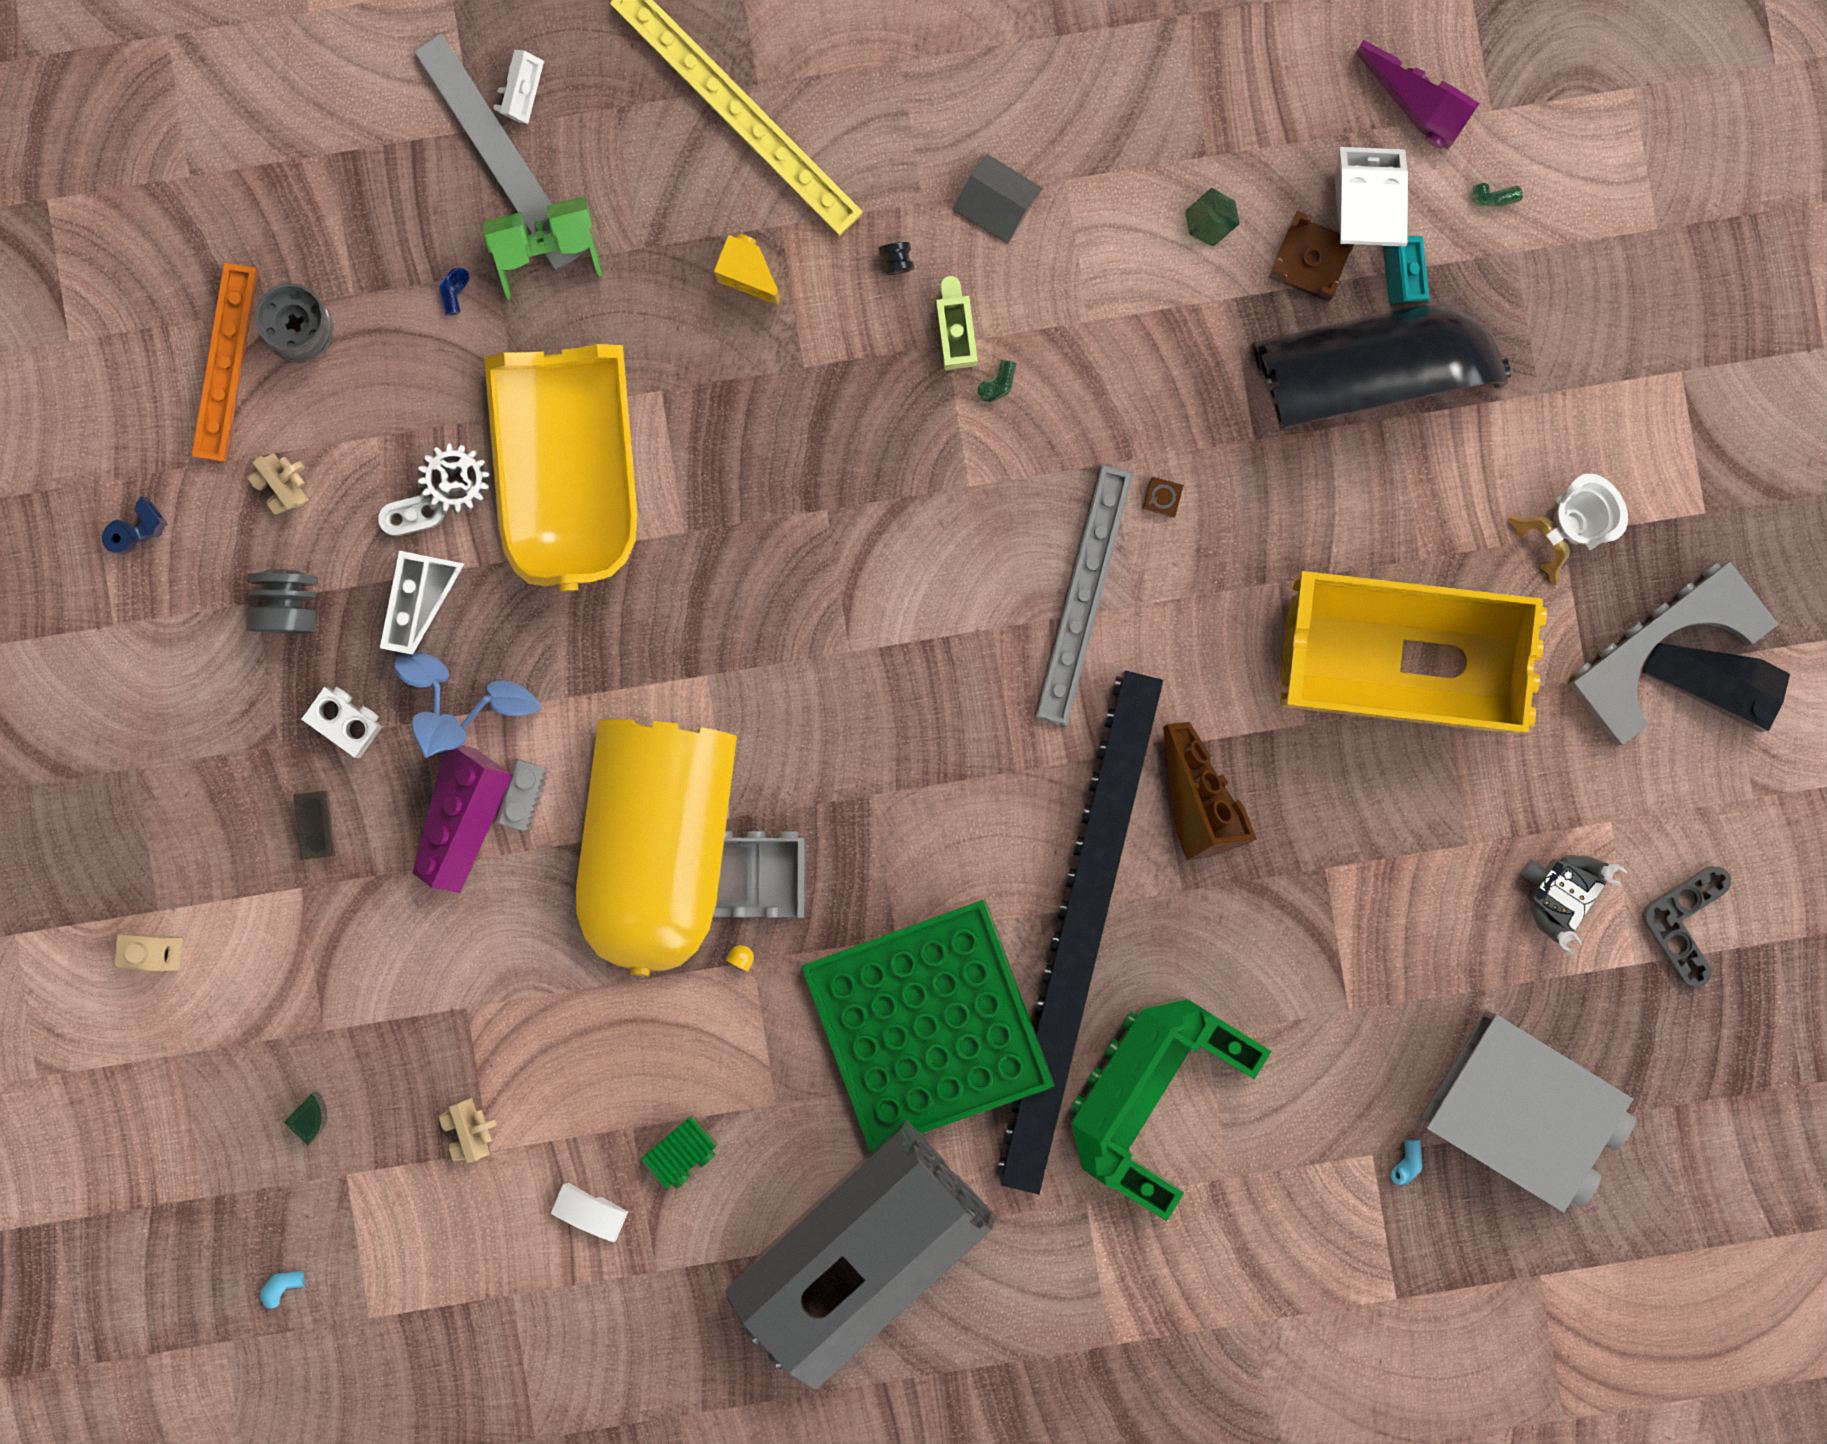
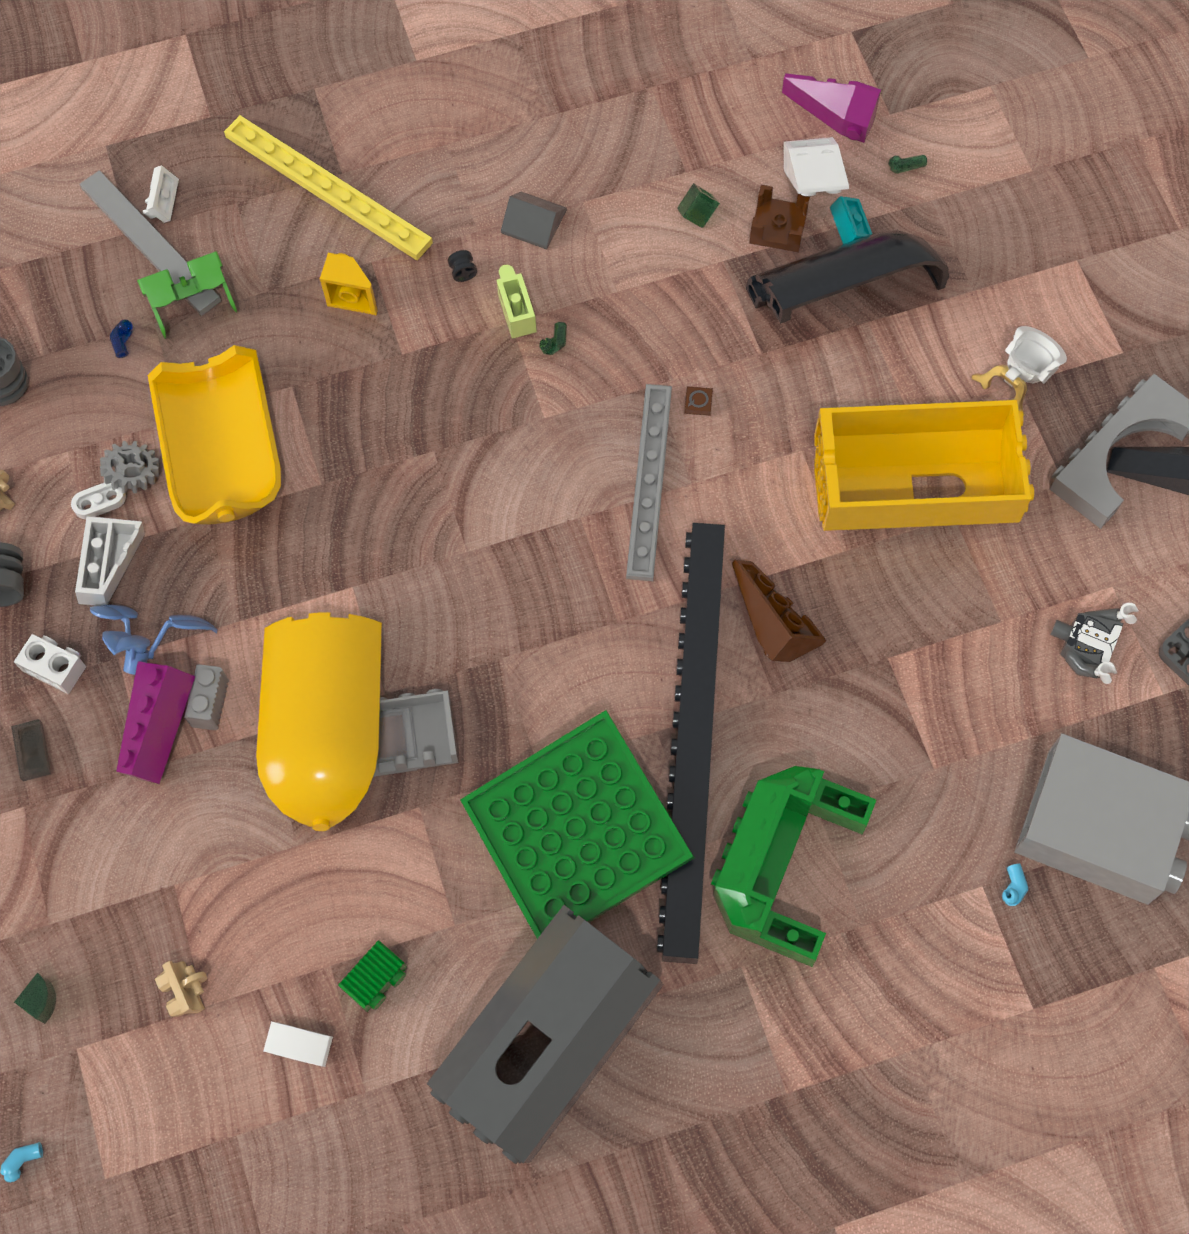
camera: 10 degrees left, 20 degrees down
(741, 957) = (407, 803): yellow hinge -> none

